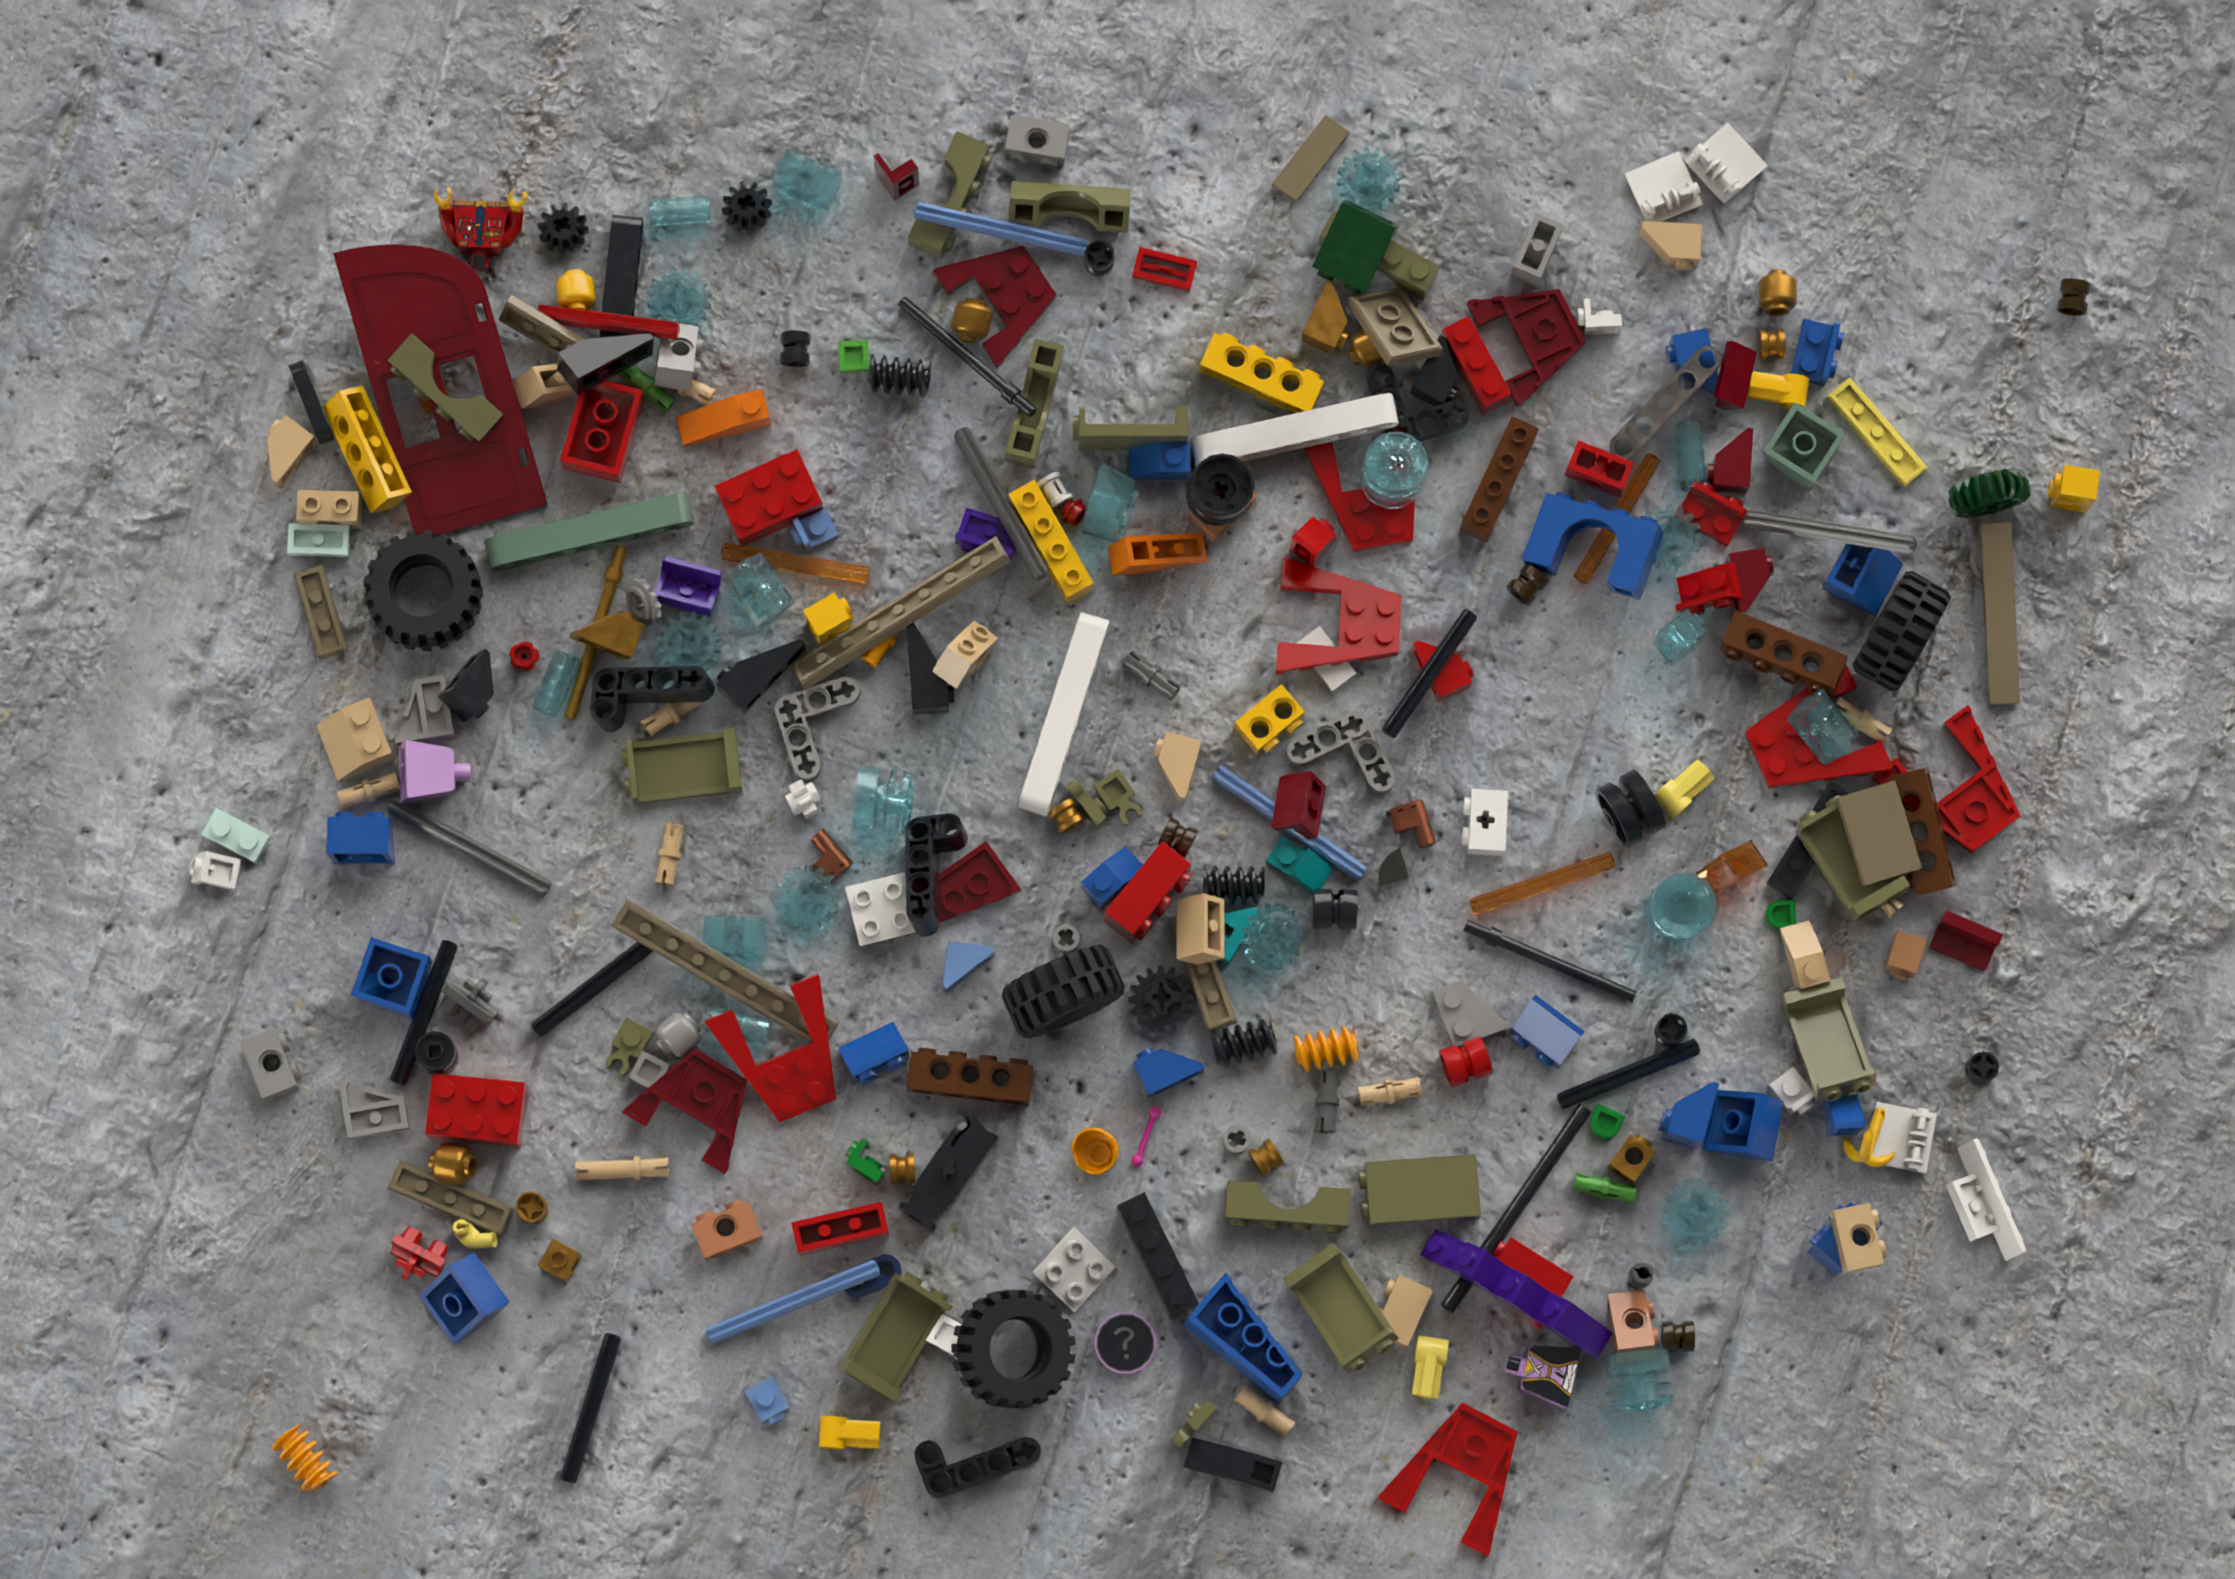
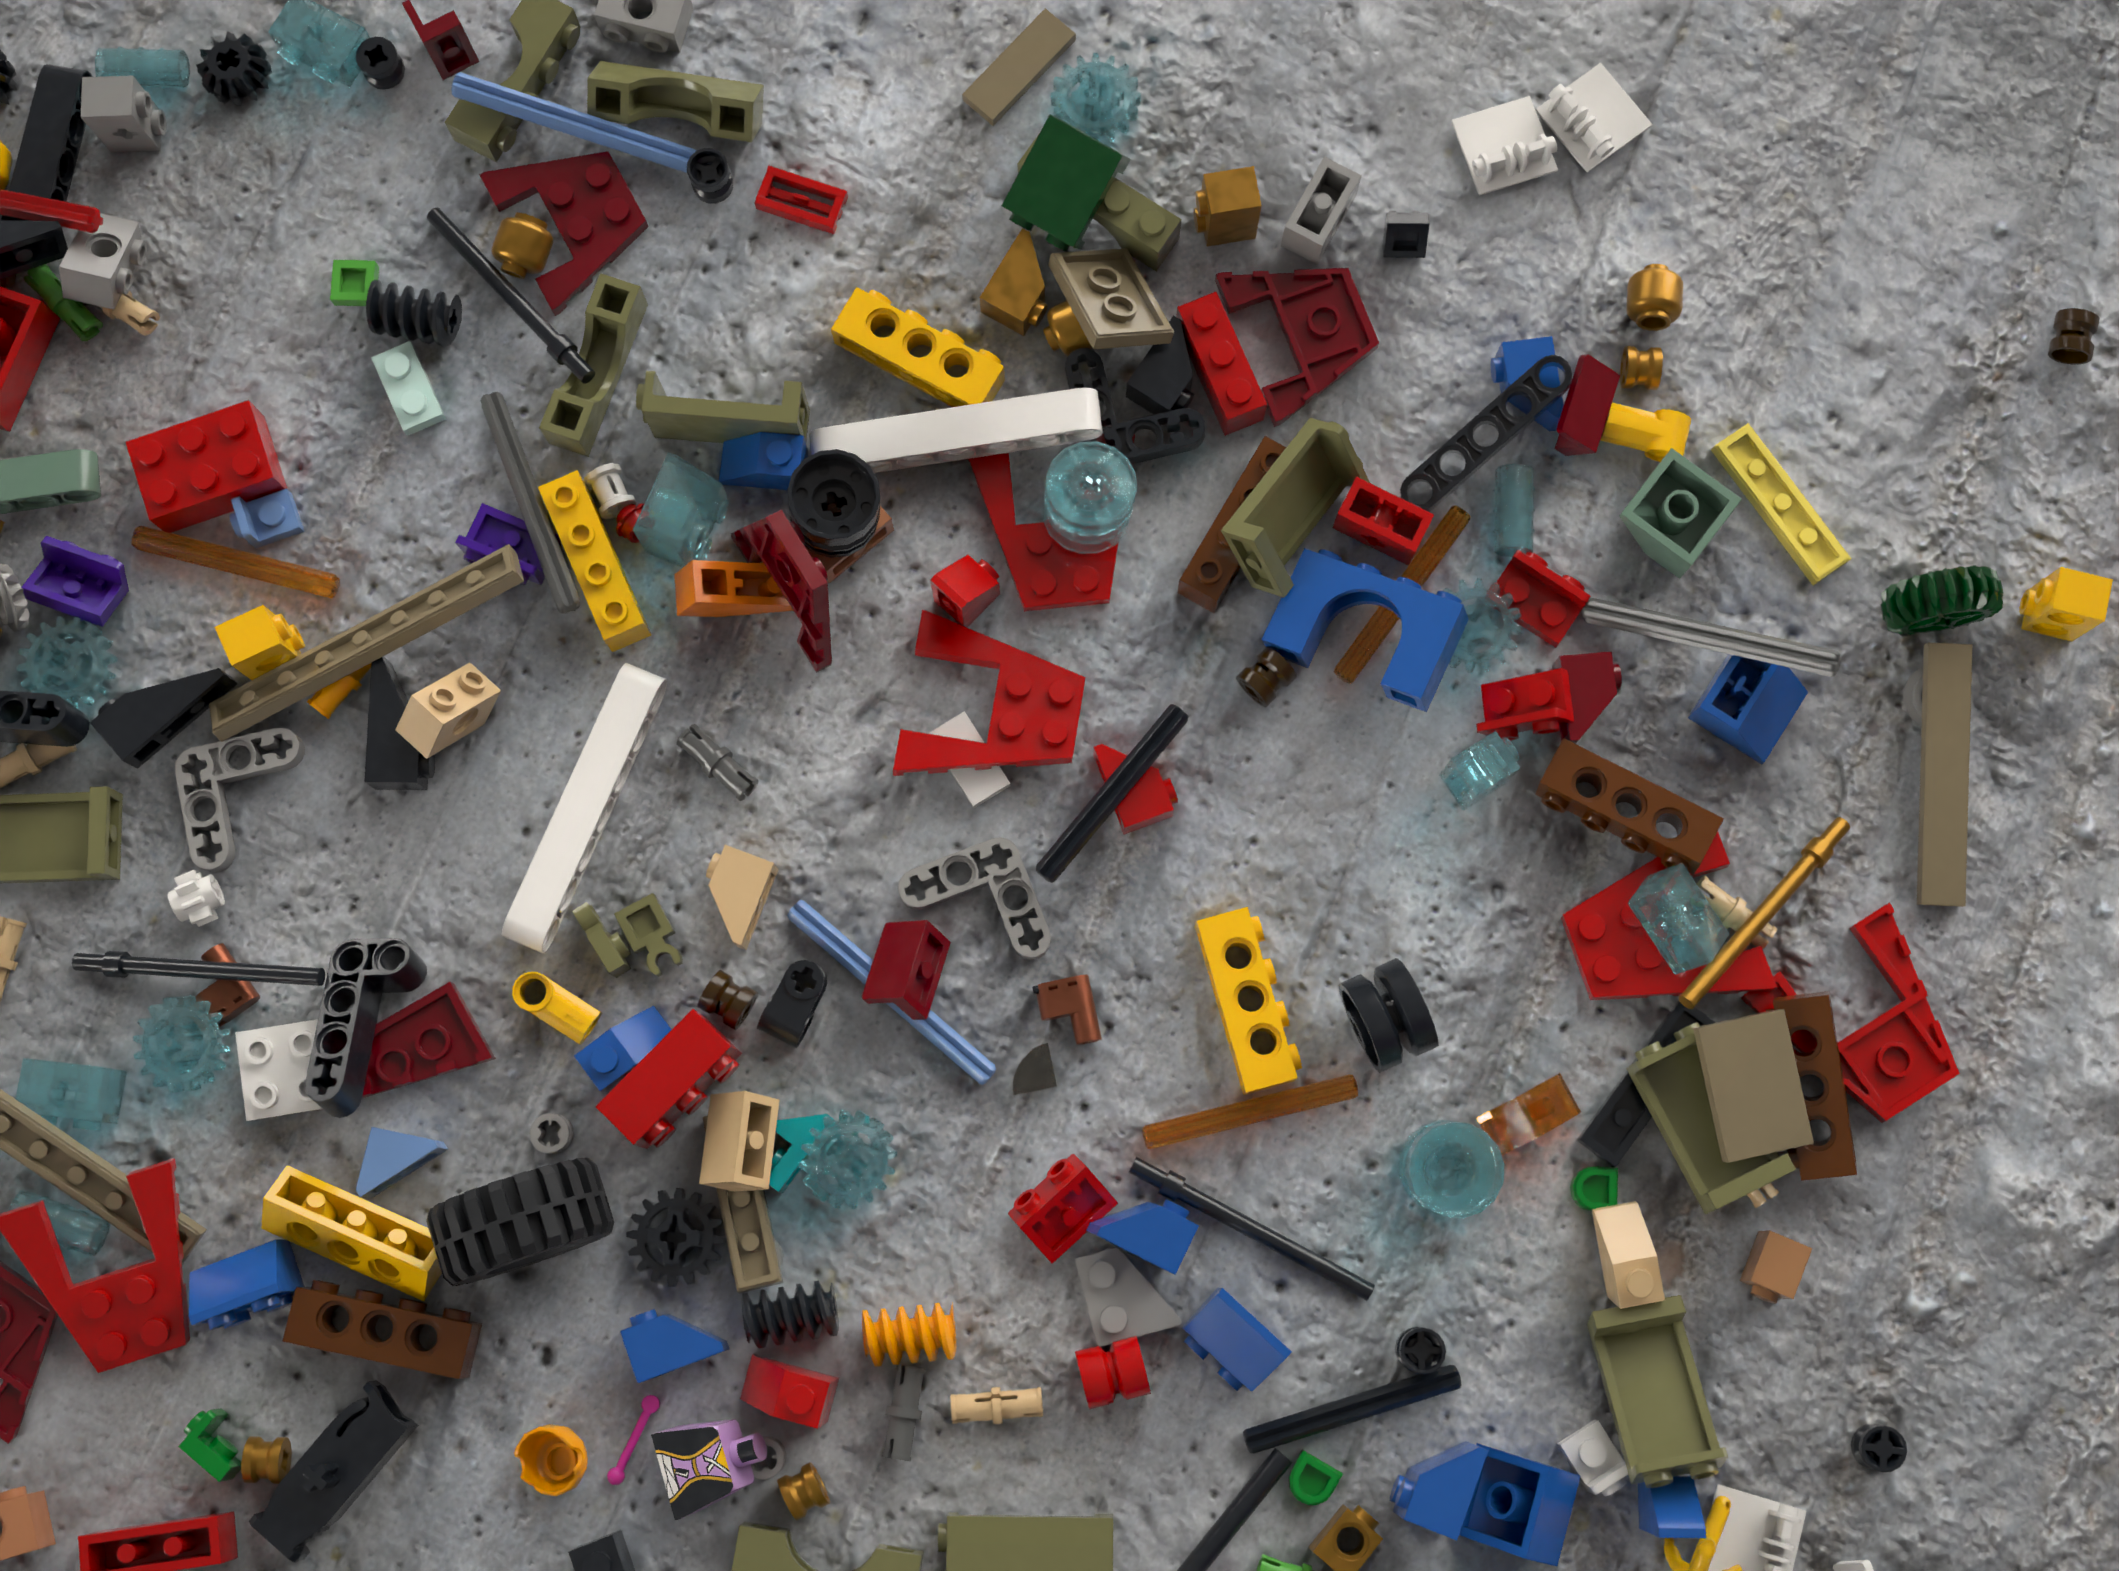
camera: 10 degrees right, 0 degrees up
(677, 248) = (122, 114): none -> light grey brick
(690, 296) = (119, 183): clear light blue gear -> none
(724, 418) = (167, 352): orange slope -> none
(754, 848) = (121, 964): none -> black bar
(758, 590) = (172, 595): clear light blue brick -> none
(795, 348) = (273, 265): black wheel -> none
(851, 200) = (386, 72): none -> black wheel
(882, 799) = (302, 908): clear light blue wheel -> none
(900, 429) = (408, 388): none -> light aqua plate
(944, 1013) = (351, 1232): none -> yellow brick
(1063, 854) = (558, 1008): none -> yellow piece
(1066, 816) = (571, 955): pearl gold wheel -> none
(1197, 539) = (798, 577): none -> dark red wing
(1200, 1143) = (705, 1463): none -> torso
(1223, 839) = (790, 1011): none -> black piece
(1234, 884) = (799, 1077): black piece -> none
(1250, 1090) = (789, 1391): none -> red slope
(1264, 715) = (871, 830): yellow brick -> none
(1299, 865) = (900, 1054): teal slope -> none
(1335, 909) = (943, 1125): black wheel -> none
(1420, 957) = (1061, 1207): none -> red bracket
(1471, 253) = (1228, 206): none -> pearl gold brick
(1482, 968) = (1150, 1232): none -> blue slope
(1494, 806) = (1191, 993): white brick -> none
(1534, 462) = (1291, 503): none -> olive panel
(1542, 854) = (1253, 1070): none -> yellow brick
(1598, 261) = (1405, 235): none -> black tile
(1599, 324) = (1401, 320): white bracket -> none
(1674, 242) = (1513, 216): tan slope -> none
(1678, 793) = (1460, 996): light yellow piece -> none
(1732, 465) = (1573, 532): dark red slope -> none
(1816, 351) = (1704, 383): blue bracket -> none
(1901, 631) = (1808, 789): black tyre -> none
(1915, 677) = (1814, 856): none -> pearl gold bar
(1965, 940) = (1864, 1251): dark red panel -> none

